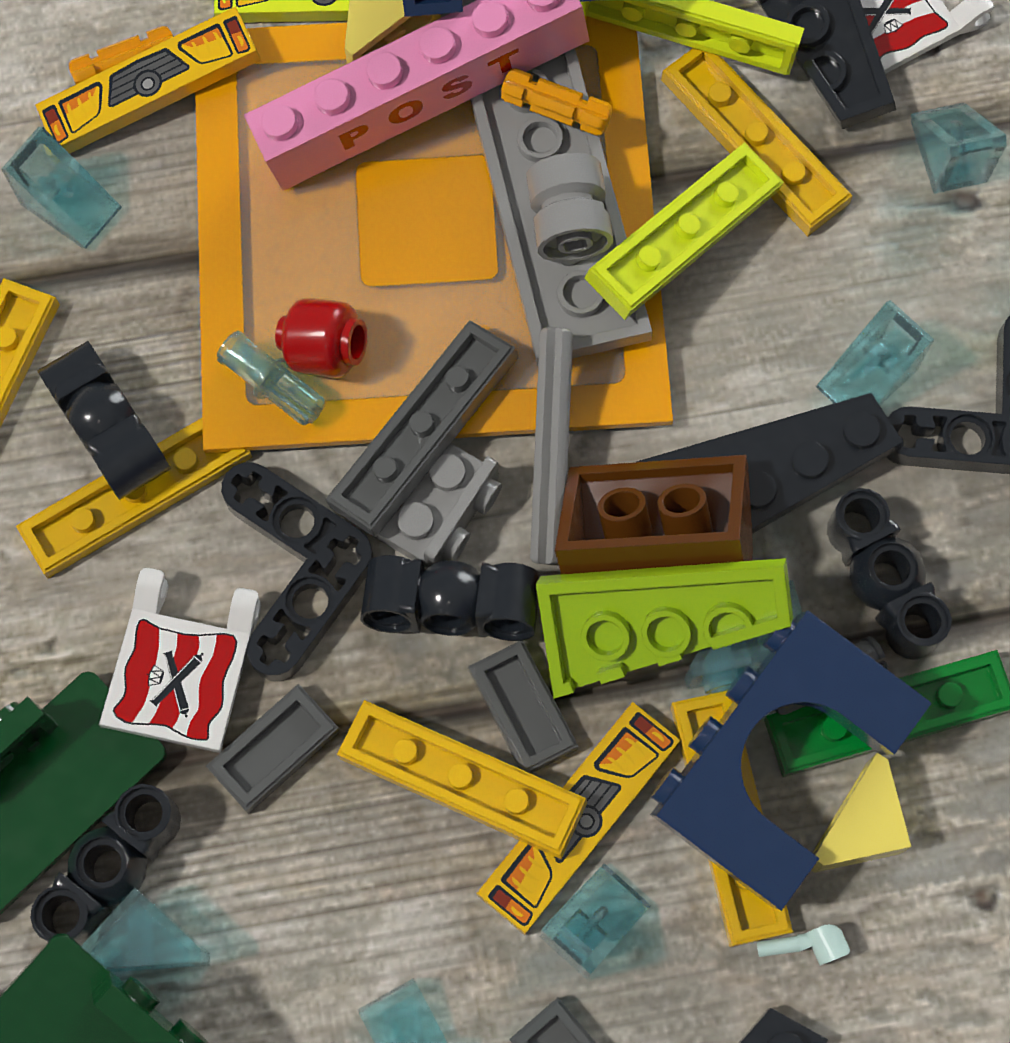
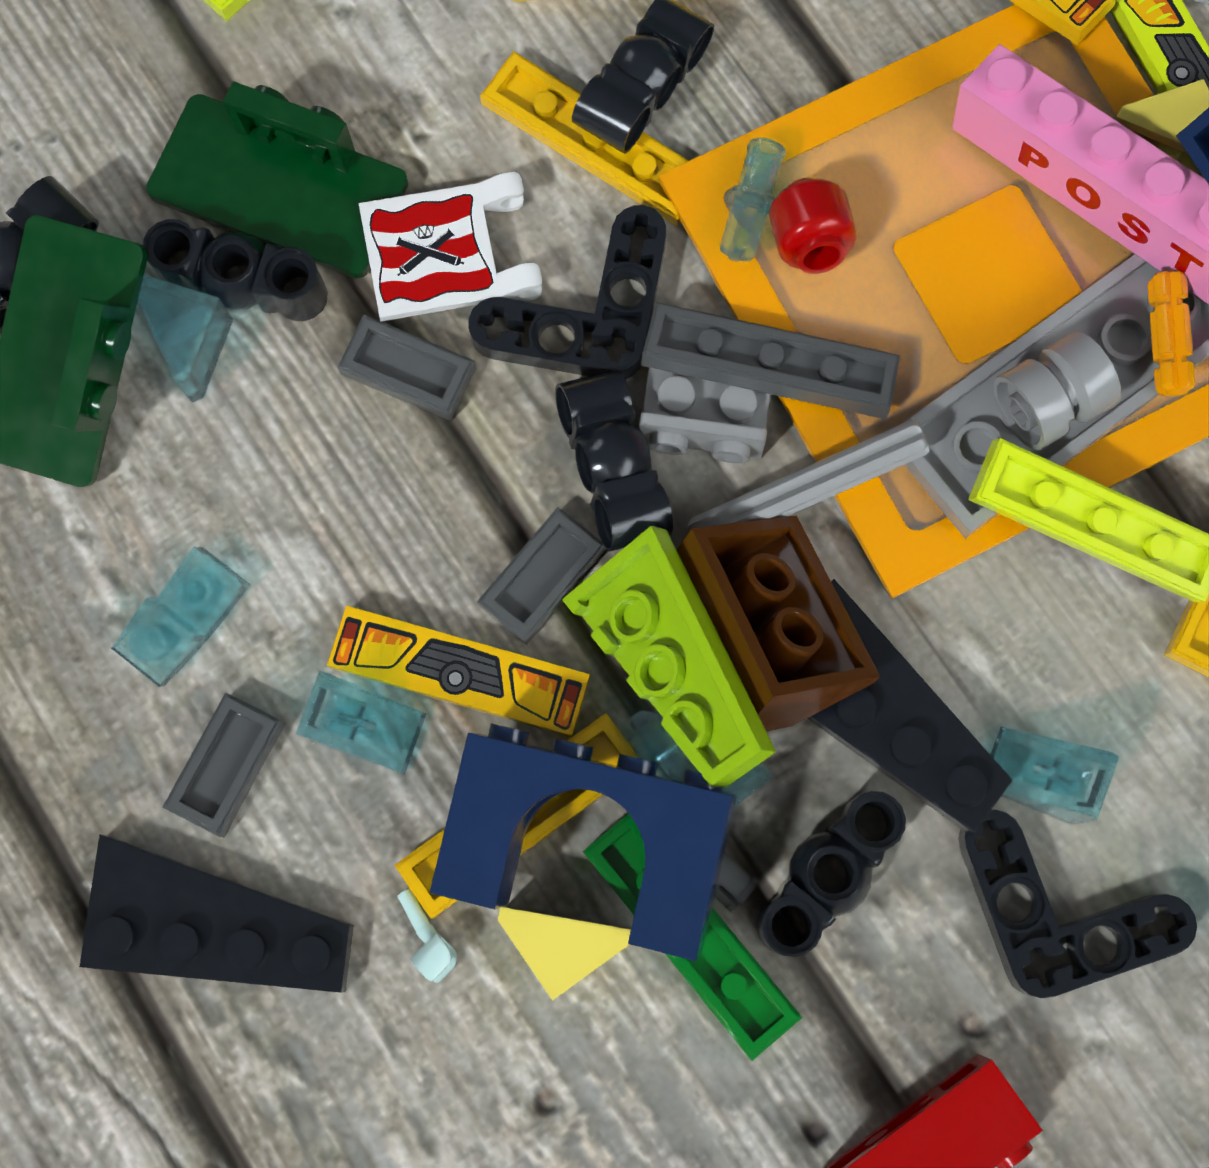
camera: 70 degrees right, 5 degrees up
(462, 779) = (446, 548): yellow tile -> none

